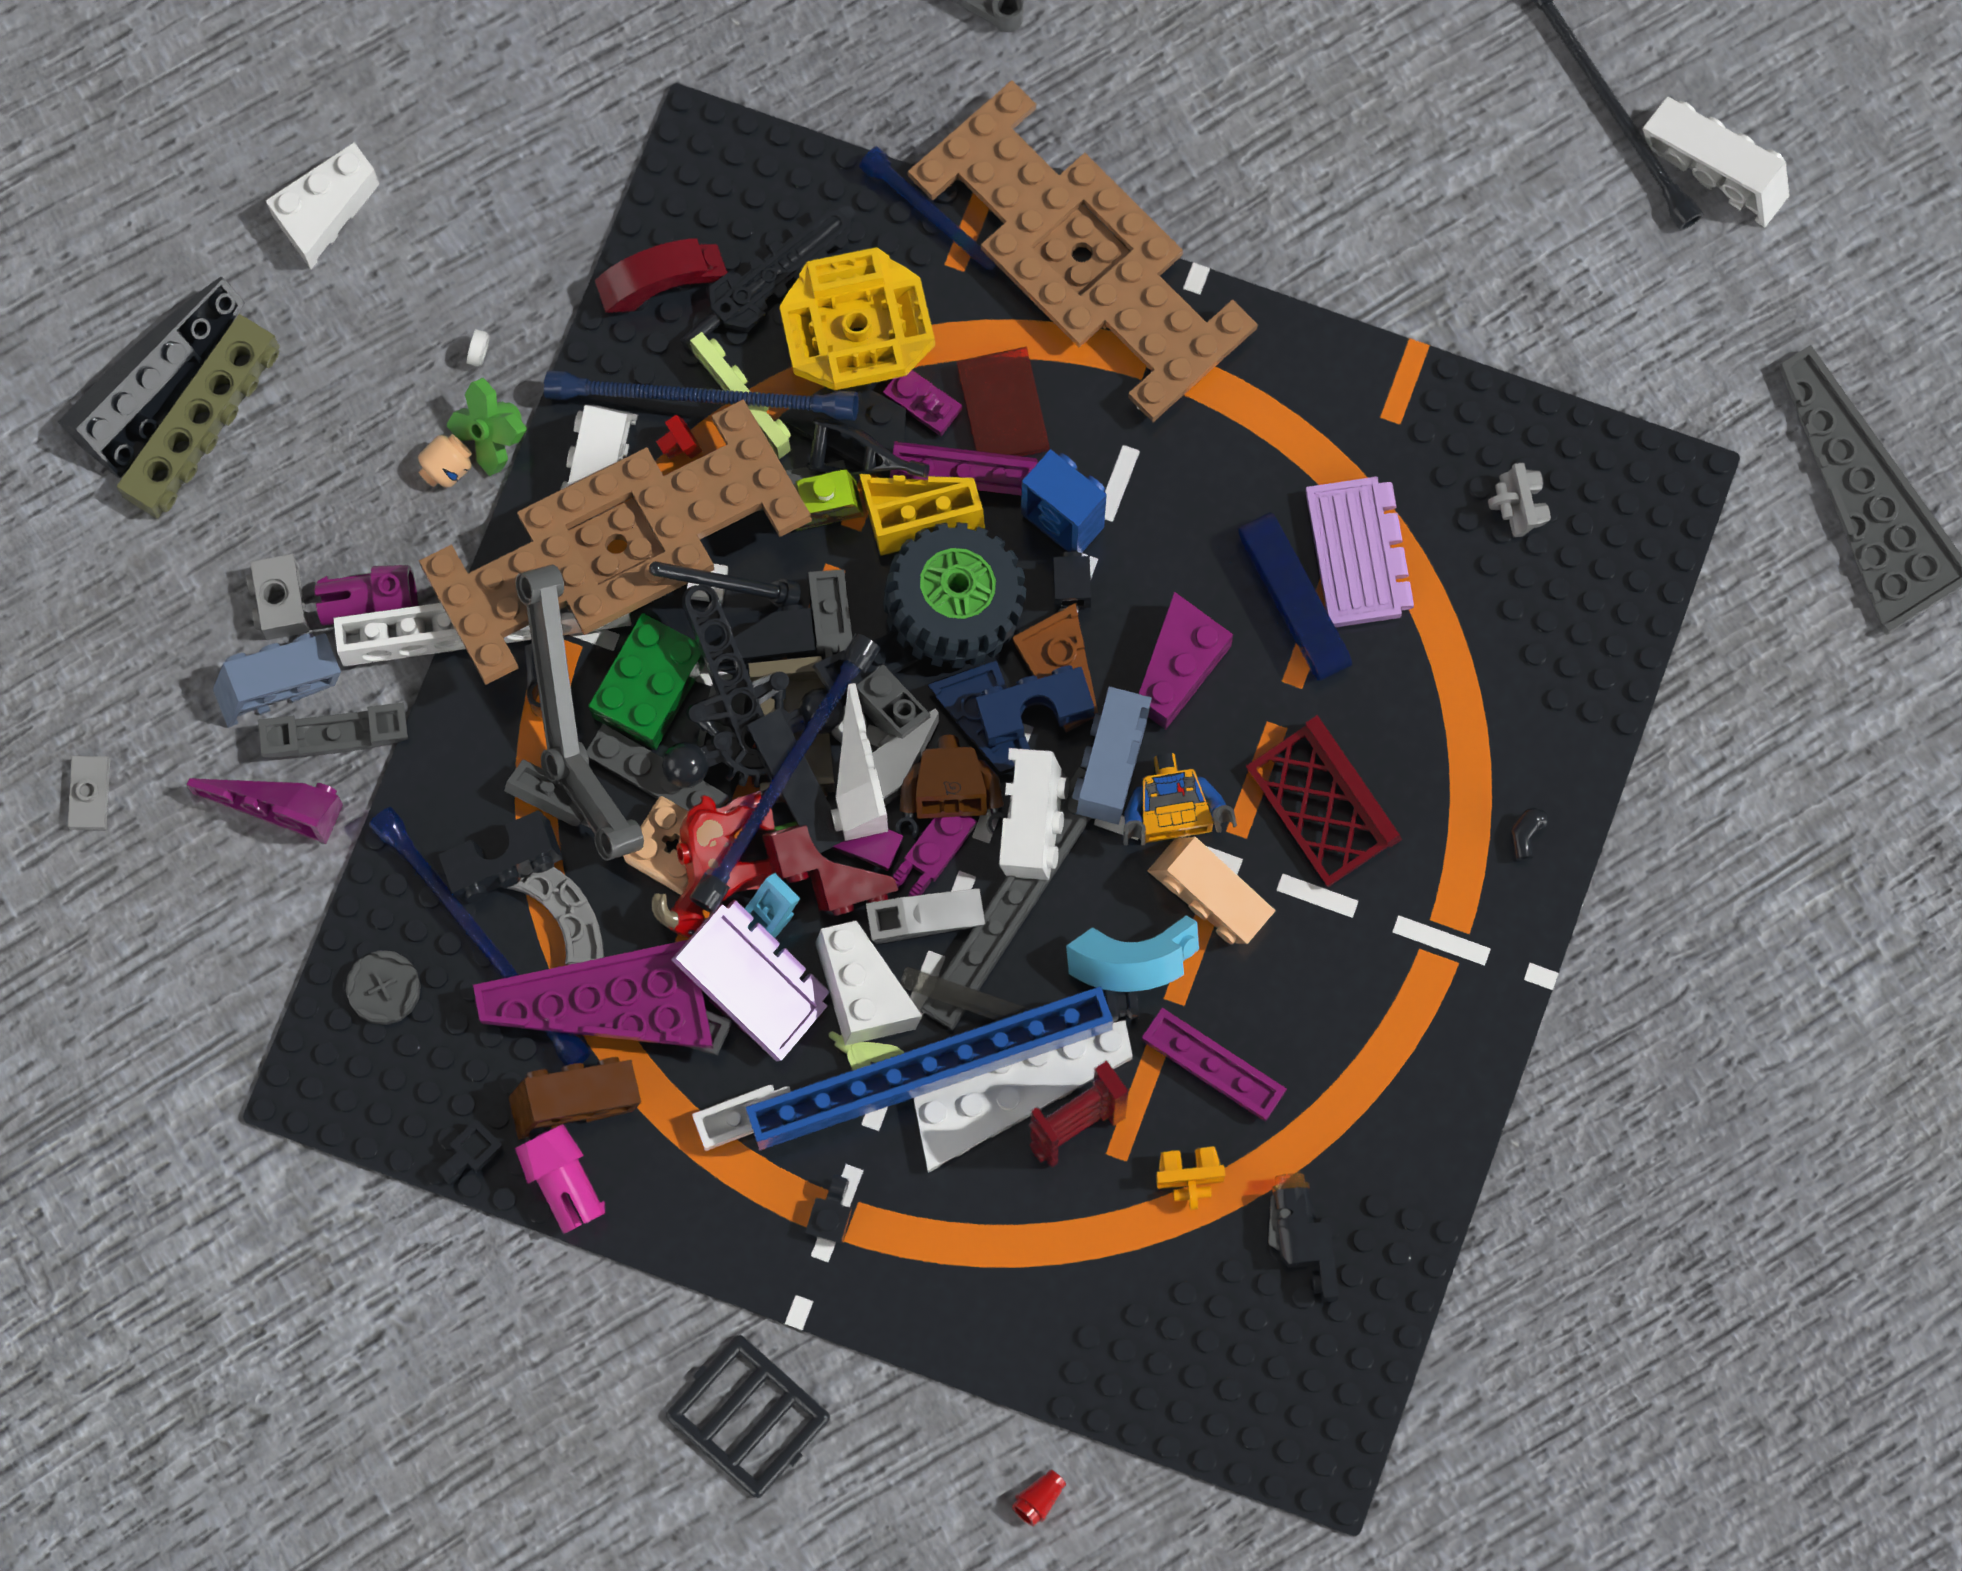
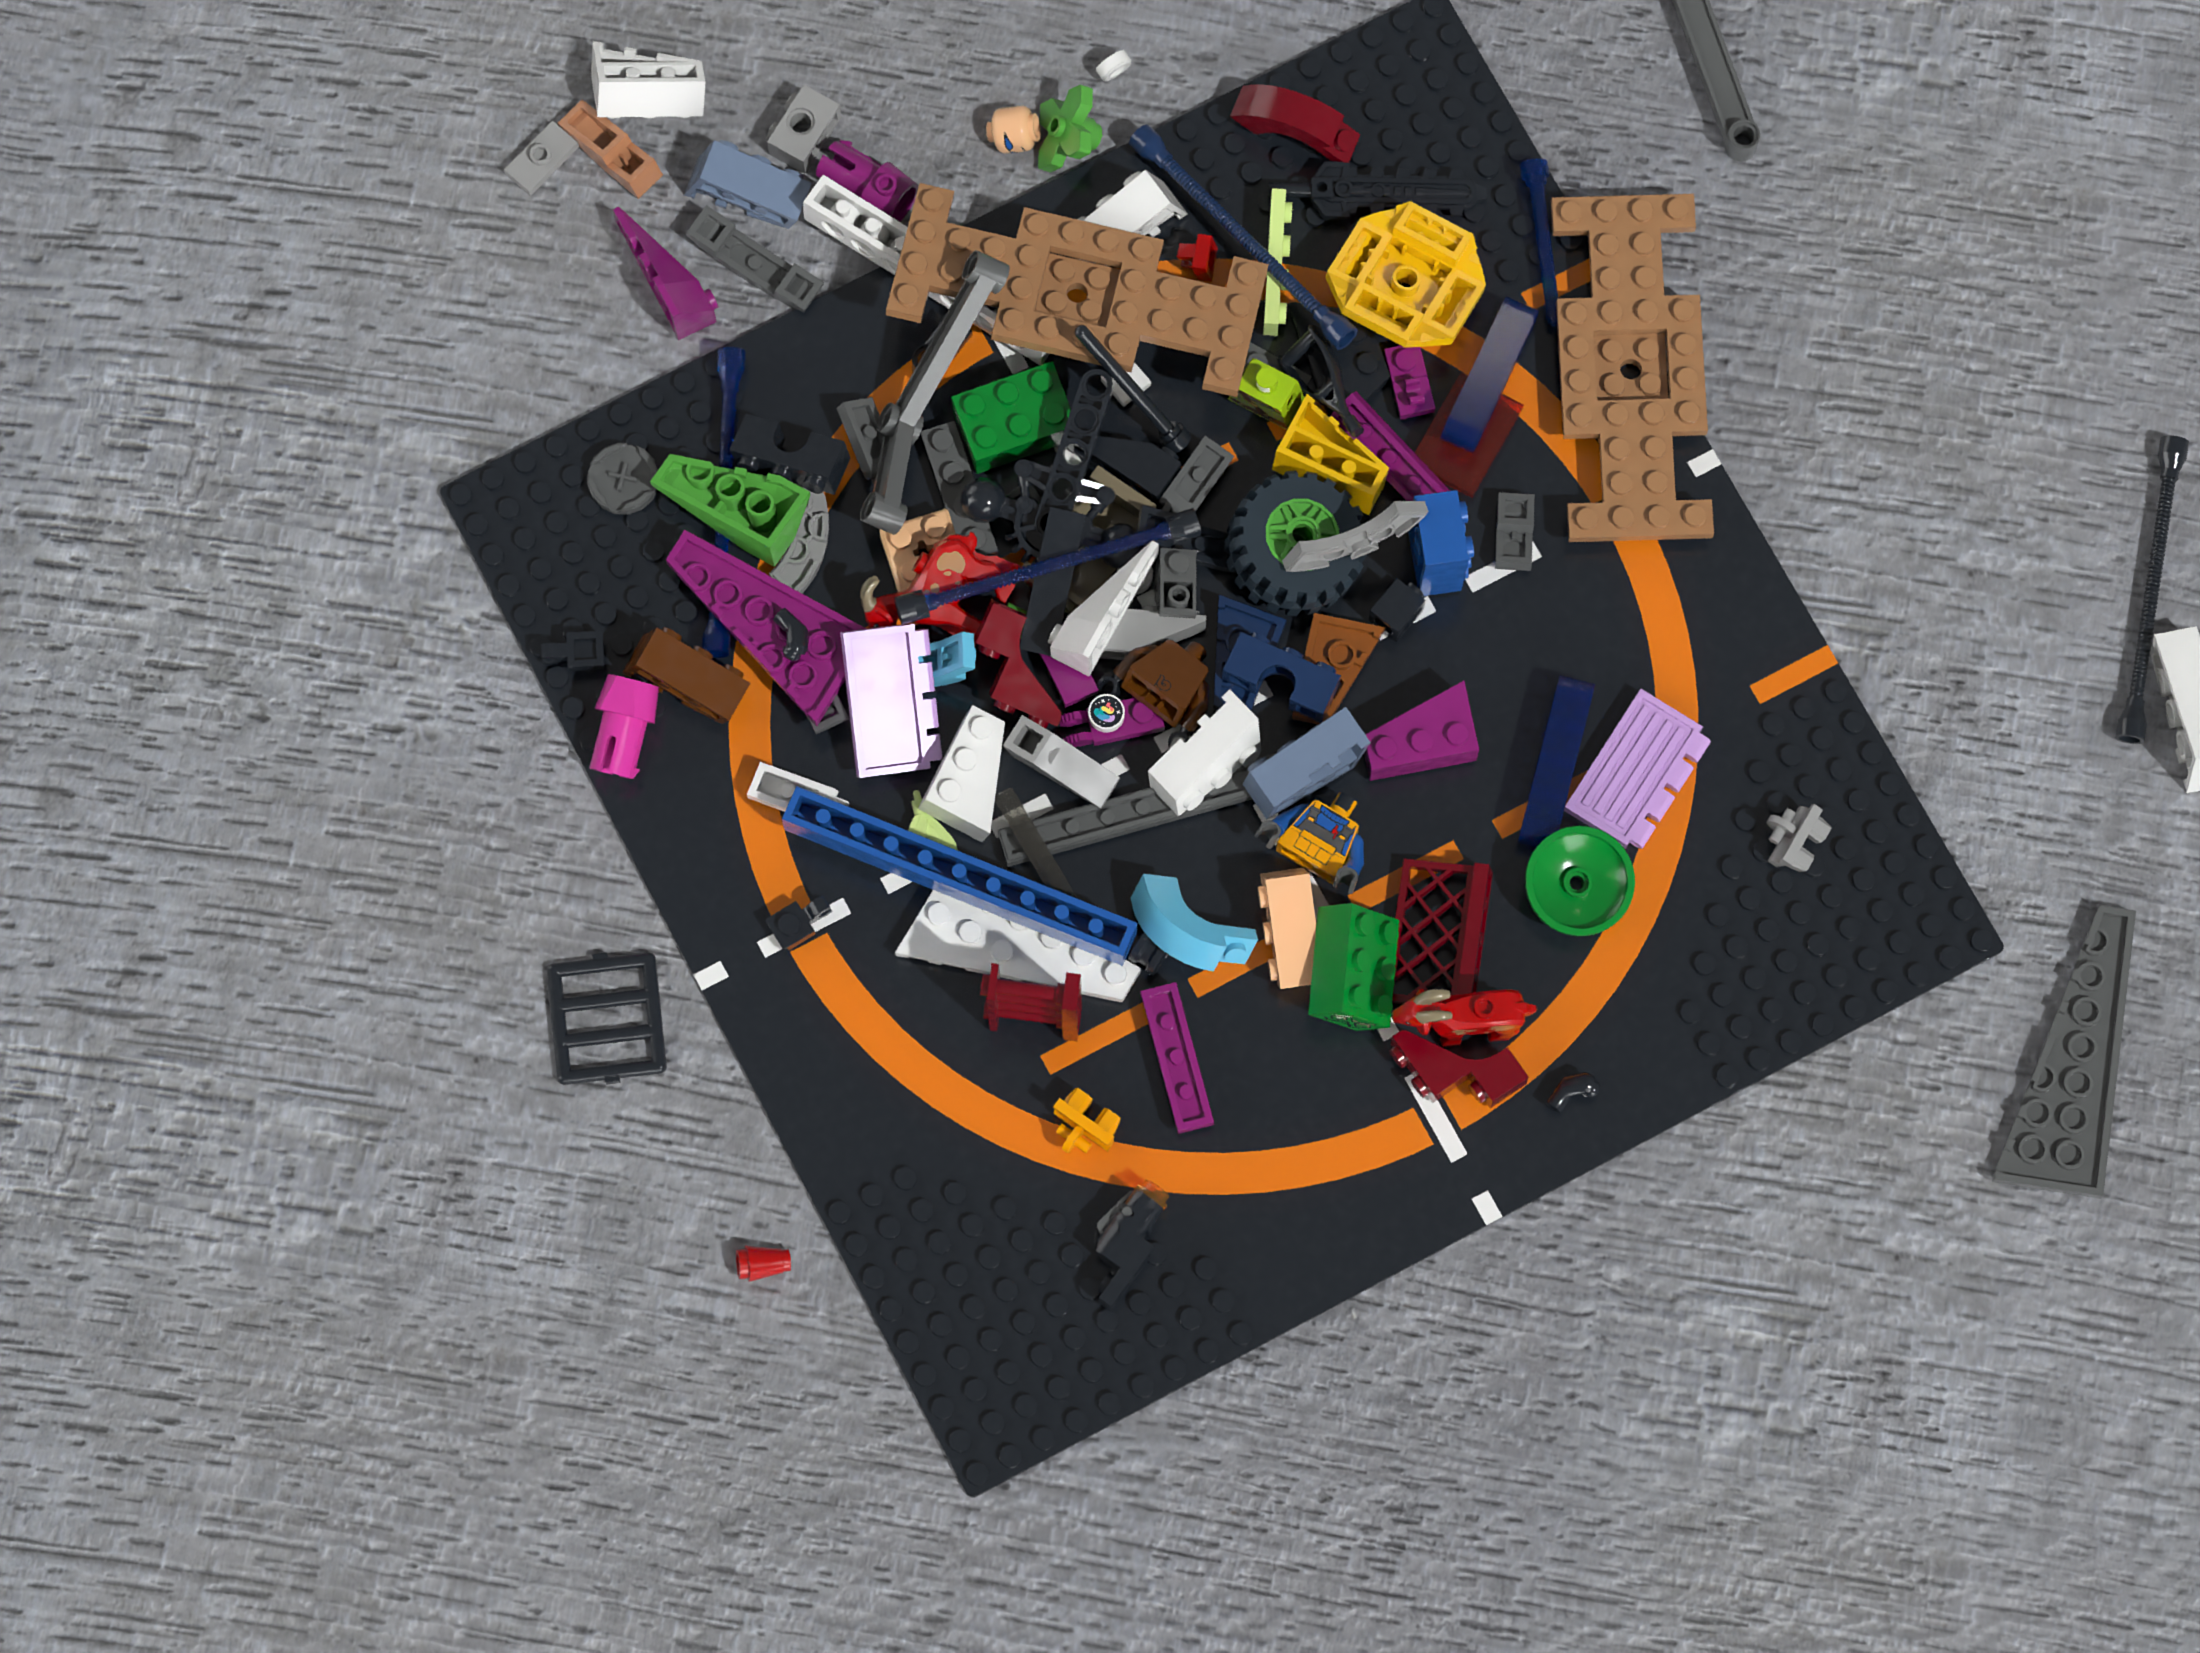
camera: 40 degrees right, 0 degrees up
(124, 667) = (646, 85): none -> white wedge
(139, 739) = (611, 149): none -> nougat slope
(503, 928) = (745, 507): none -> bright green wedge
(637, 990) = (797, 634): none -> black arm
(925, 848) = (1106, 713): none -> tile
(982, 344) = (1489, 374): none -> clear blue beam
(1008, 552) = (1315, 554): none -> light grey tile
(1105, 448) = (1514, 531): none -> dark grey slope
(1288, 879) = (1354, 967): none -> green brick
(1397, 851) = (1452, 1016): none -> red animal
(1413, 657) = (1604, 874): none -> green dish
(1418, 902) = (1441, 1071): none -> dark red arch

